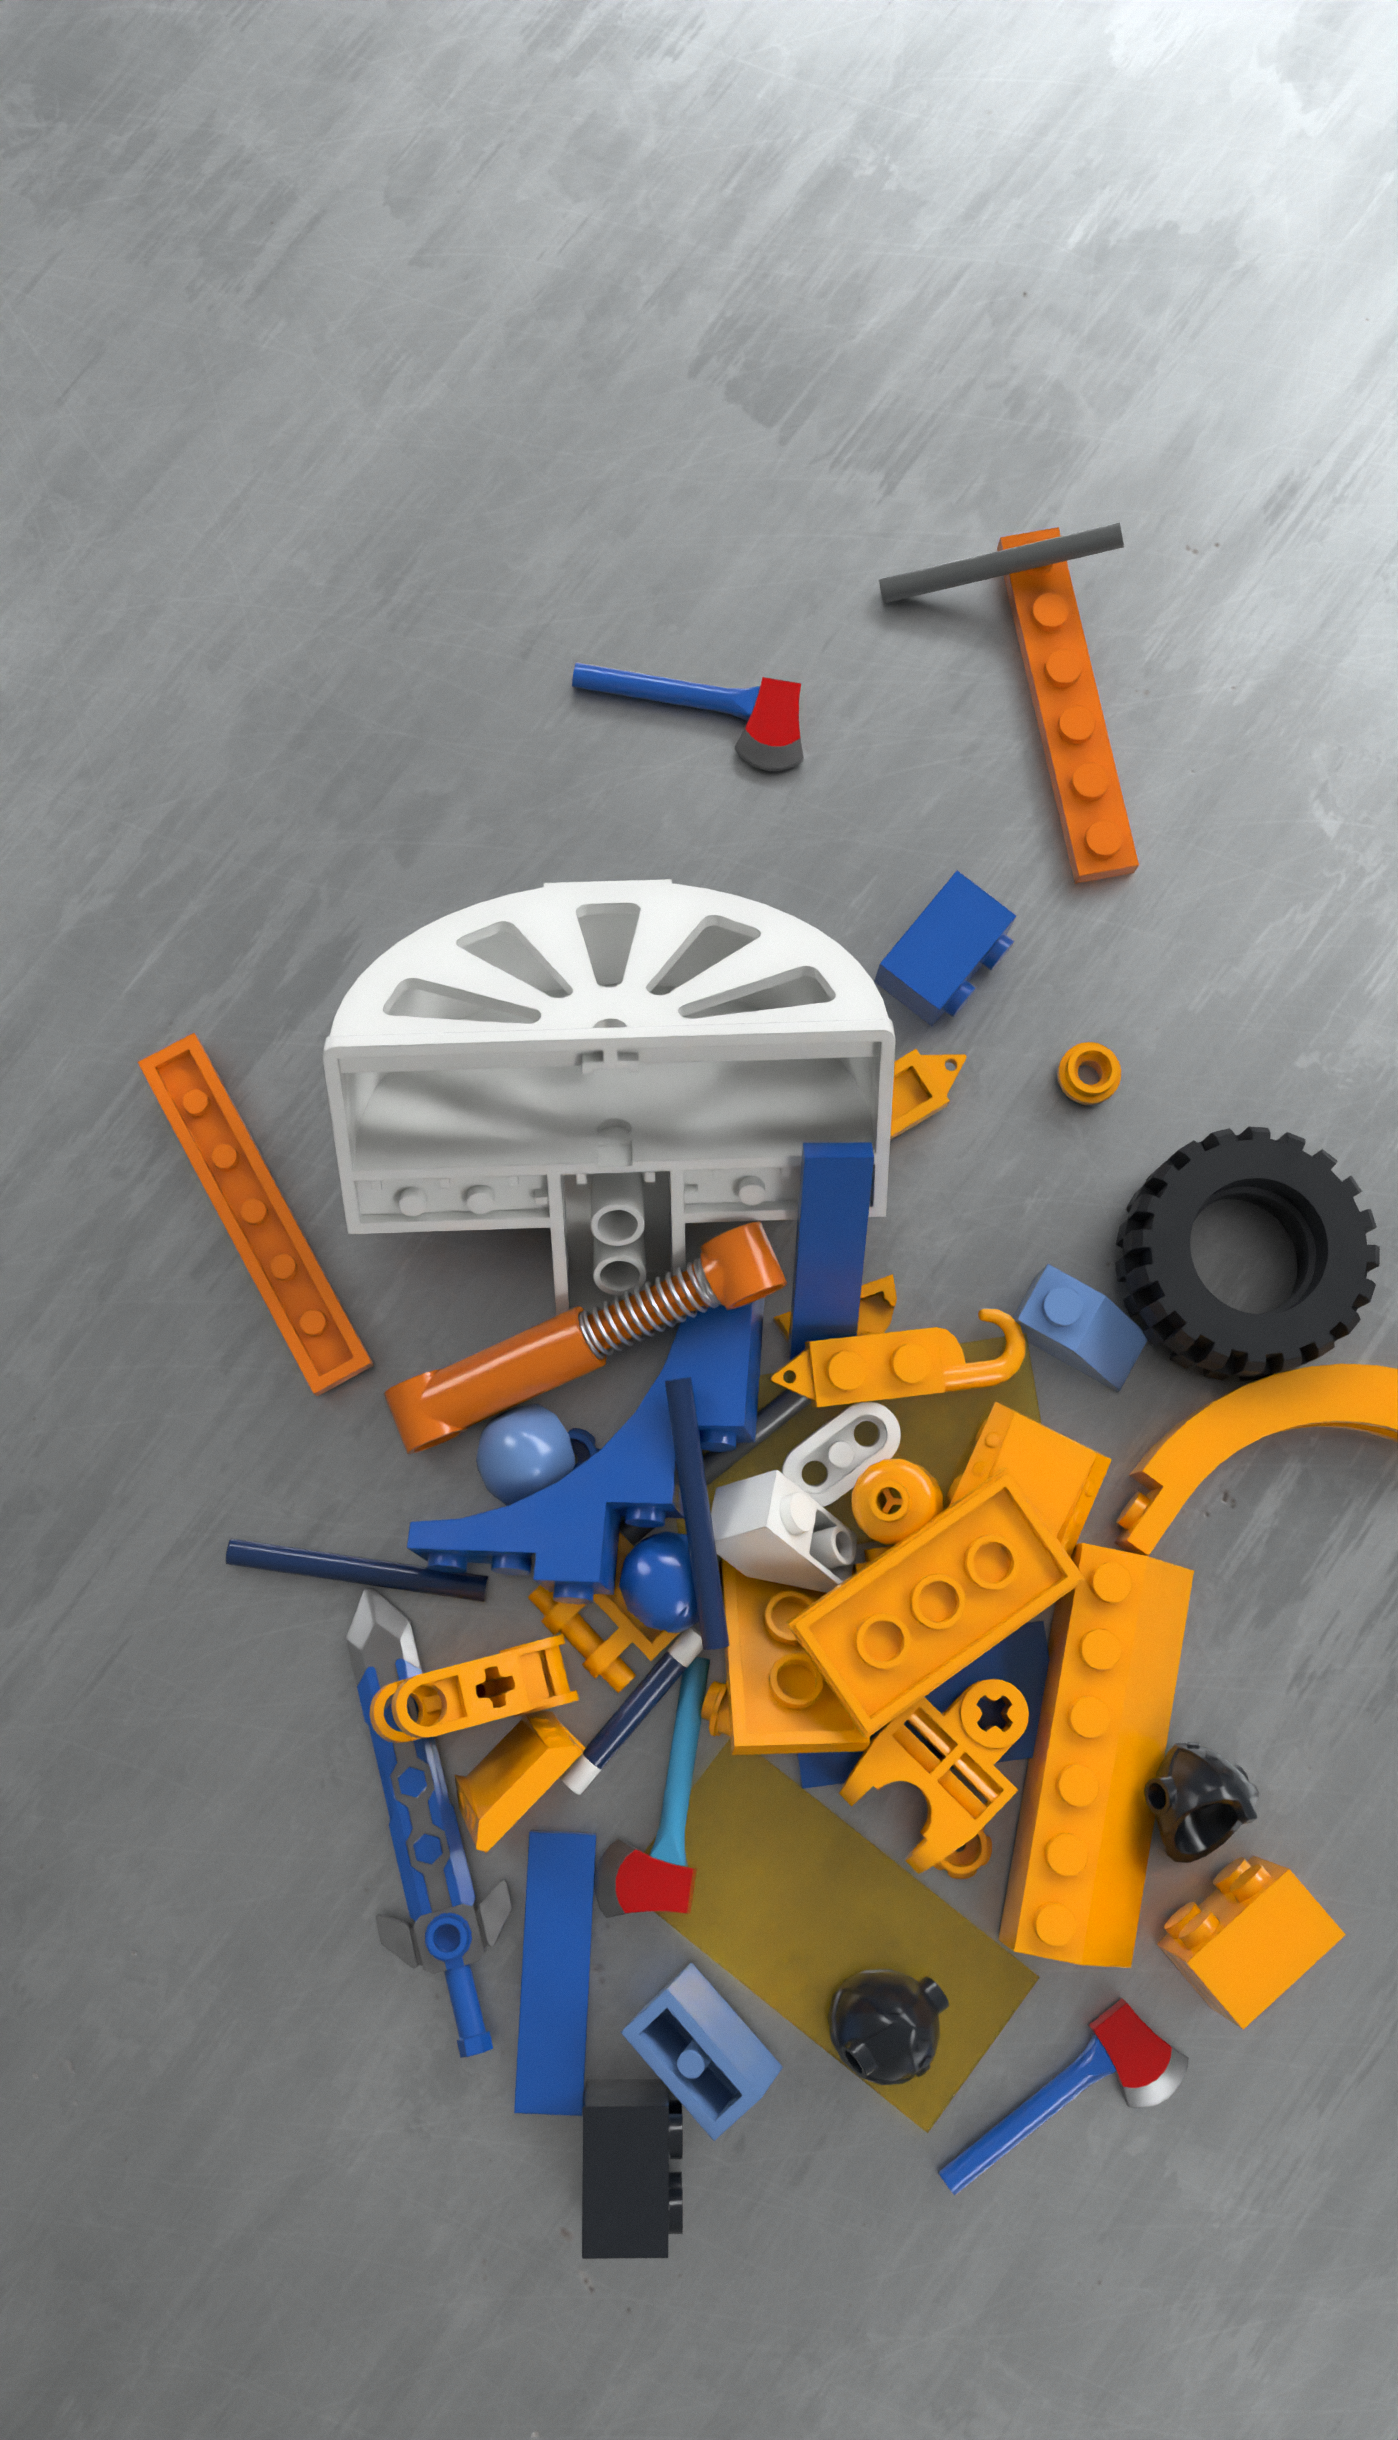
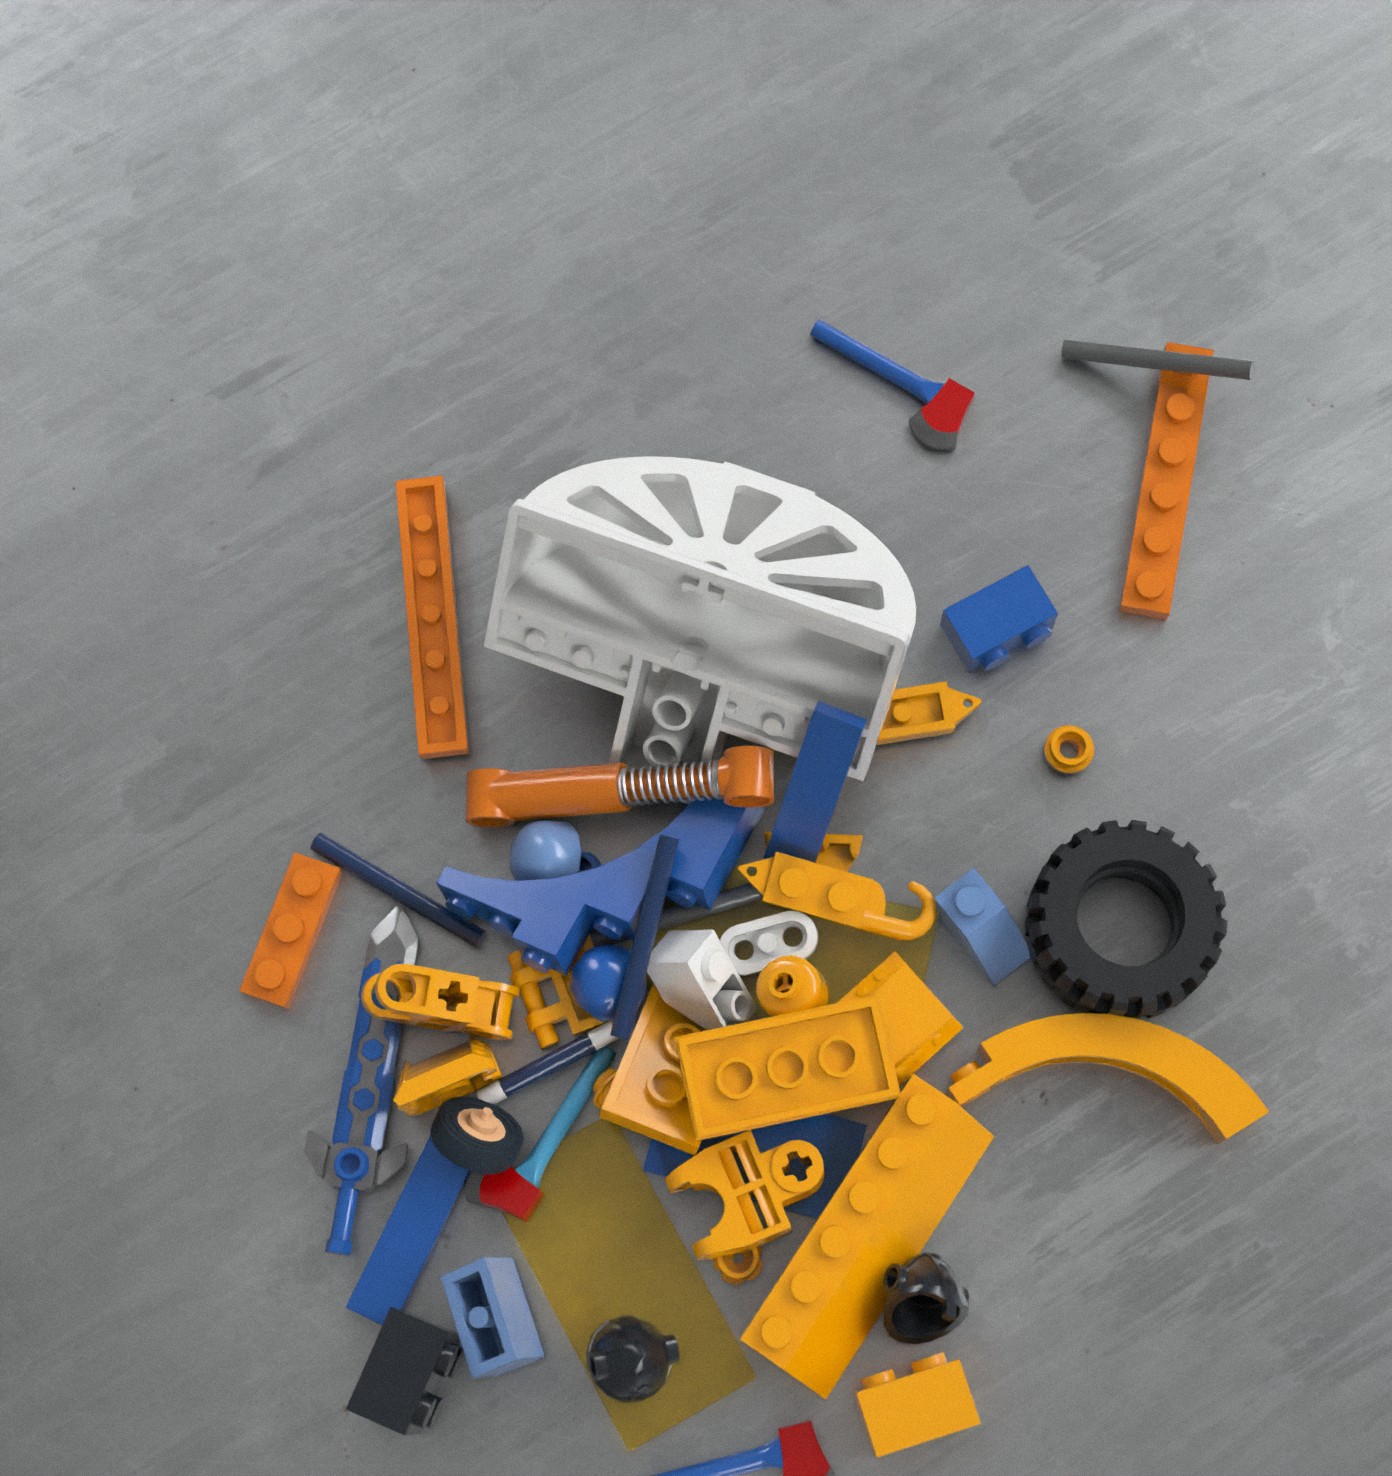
camera: 35 degrees right, 5 degrees down
(246, 1676) = (291, 931): none -> orange plate
(588, 1837) = (476, 1135): none -> black wheel

